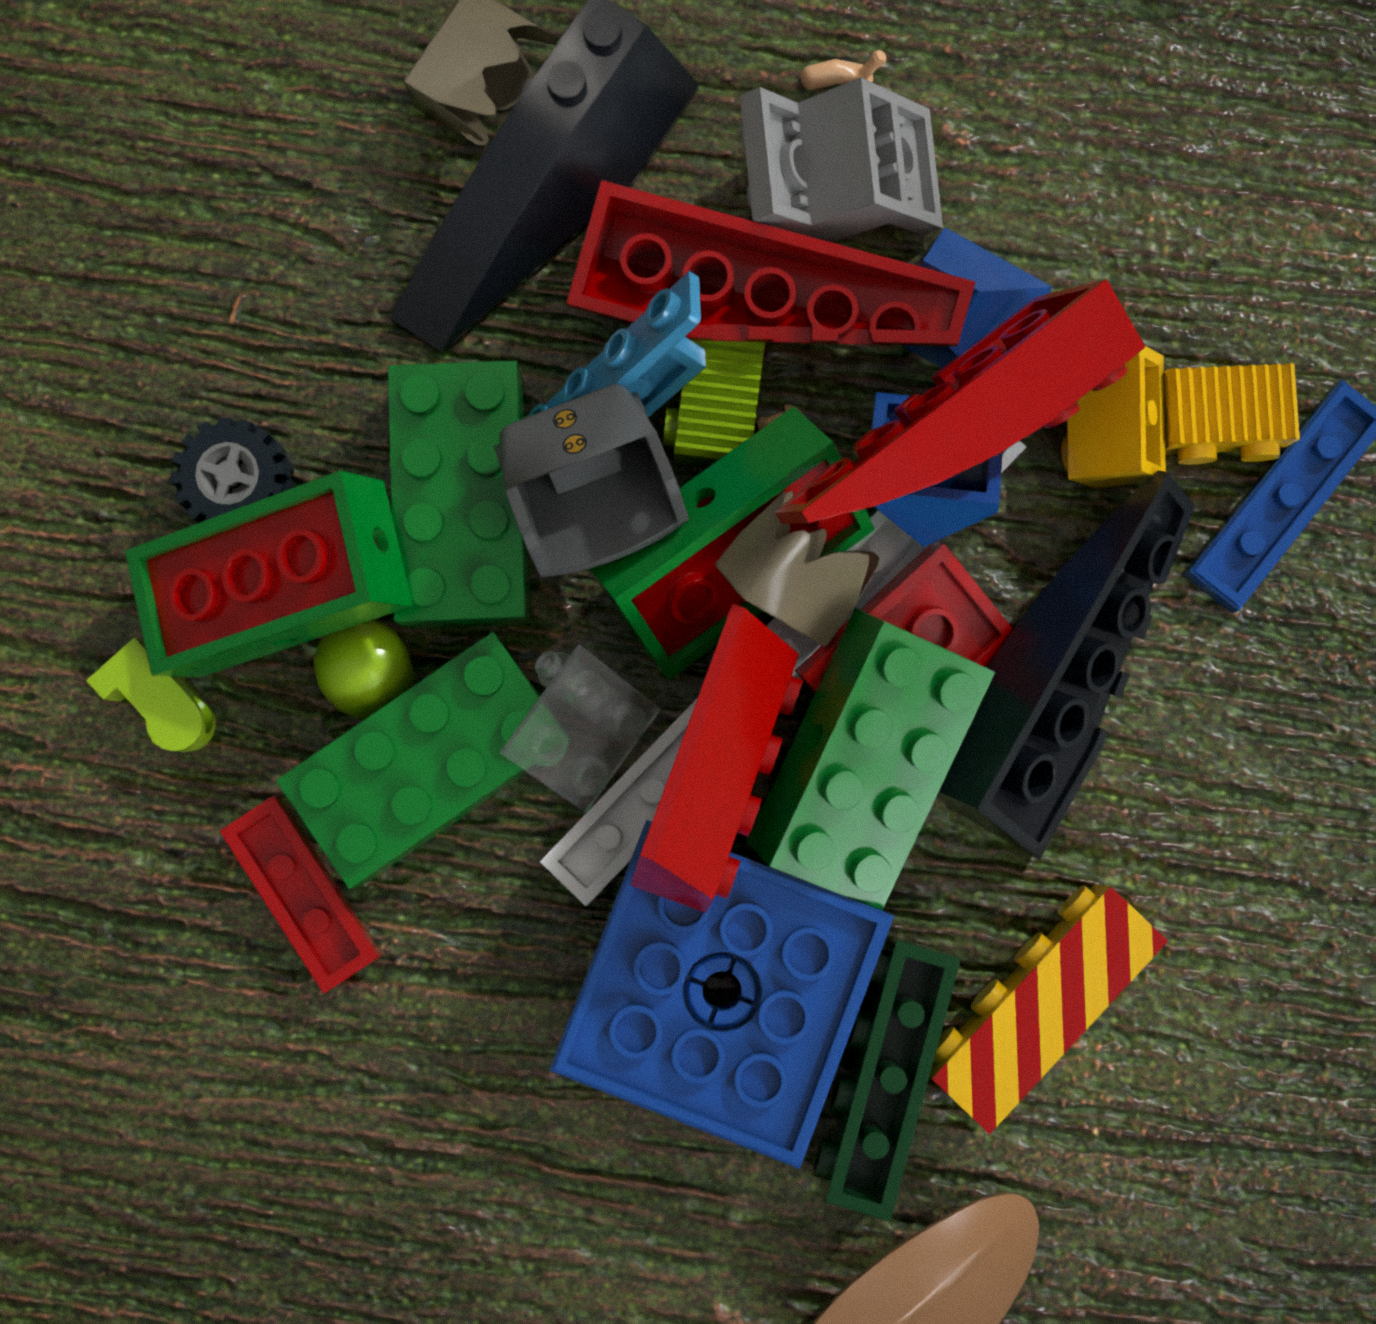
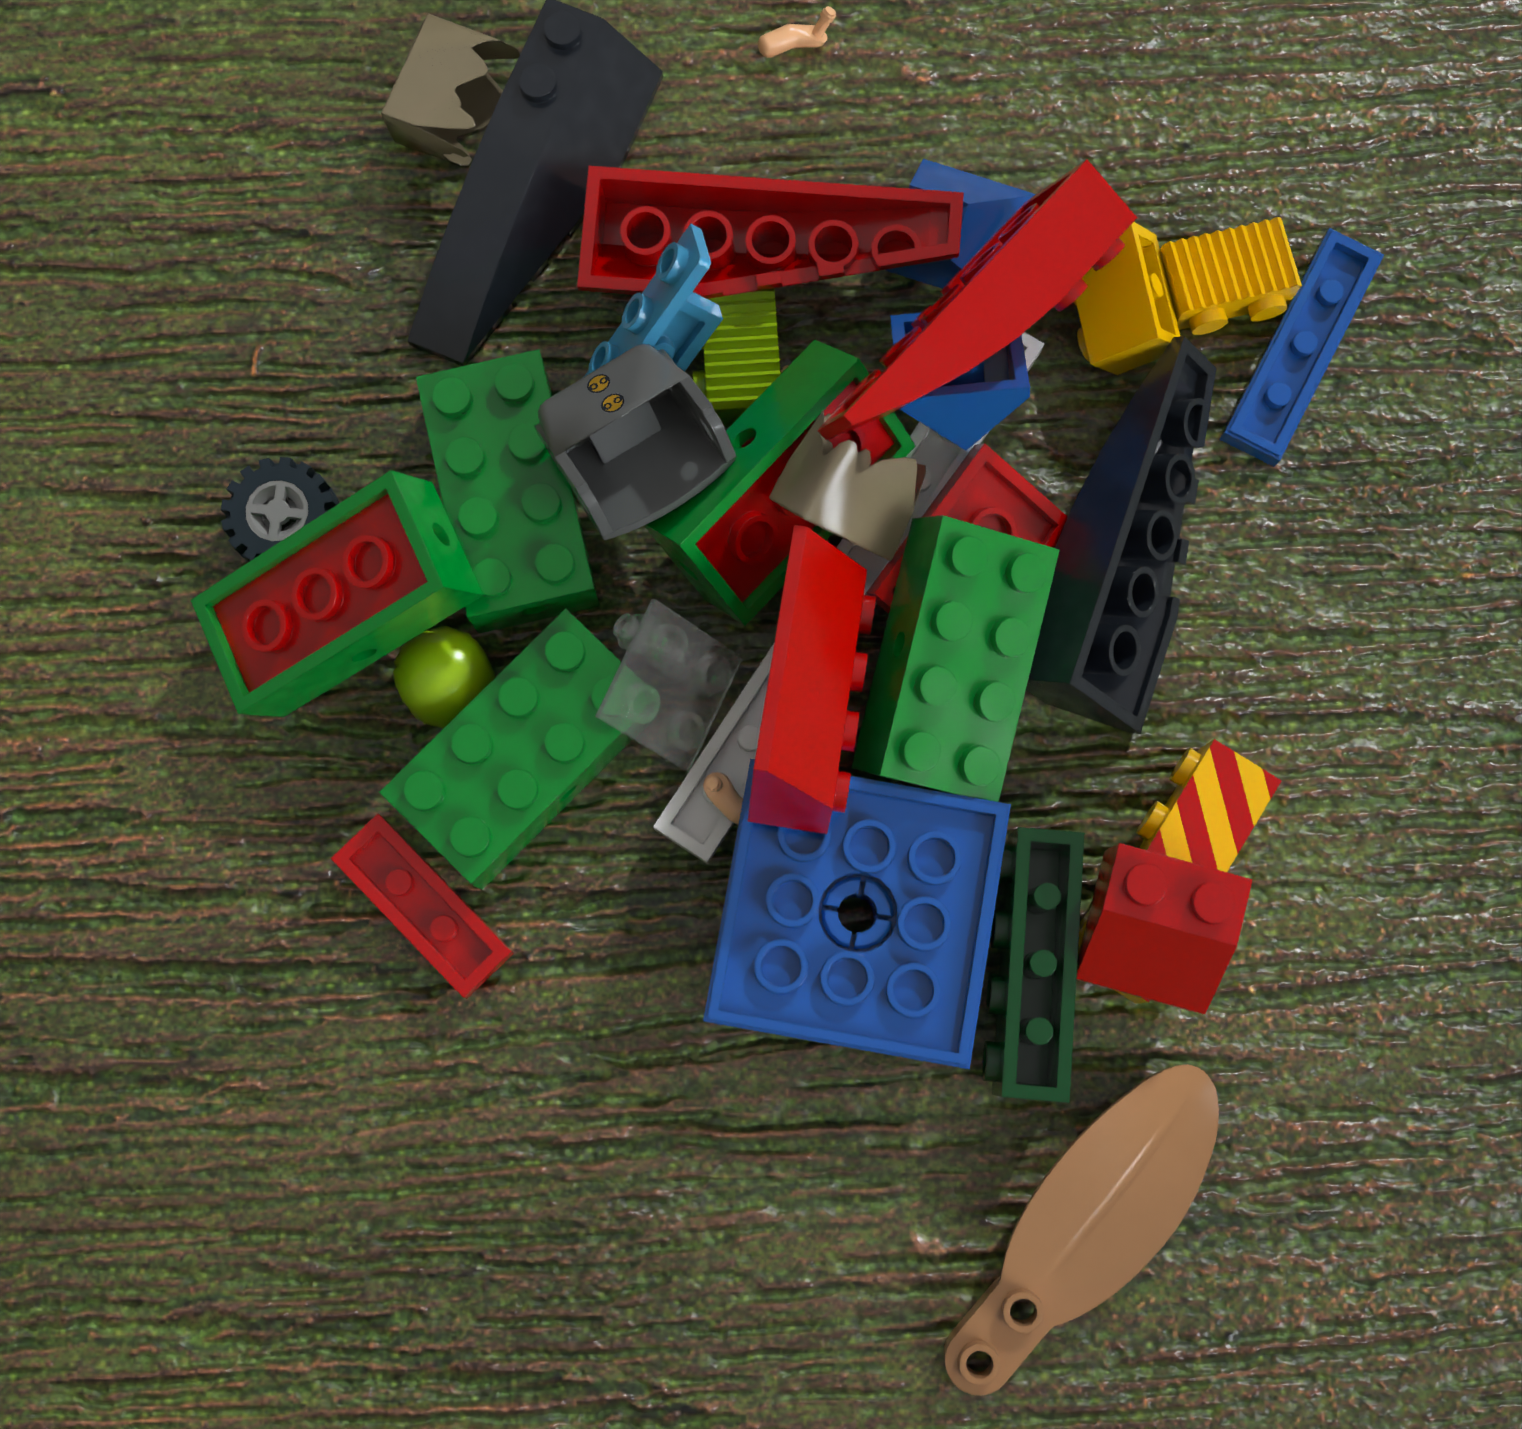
camera: 10 degrees left, 5 degrees down
(172, 708) = (262, 750): lime leg -> none
(614, 847) = (723, 795): none -> light nougat piece
(840, 161) = (812, 110): light grey bracket -> none
(1016, 1070) = (1161, 927): none -> red slope

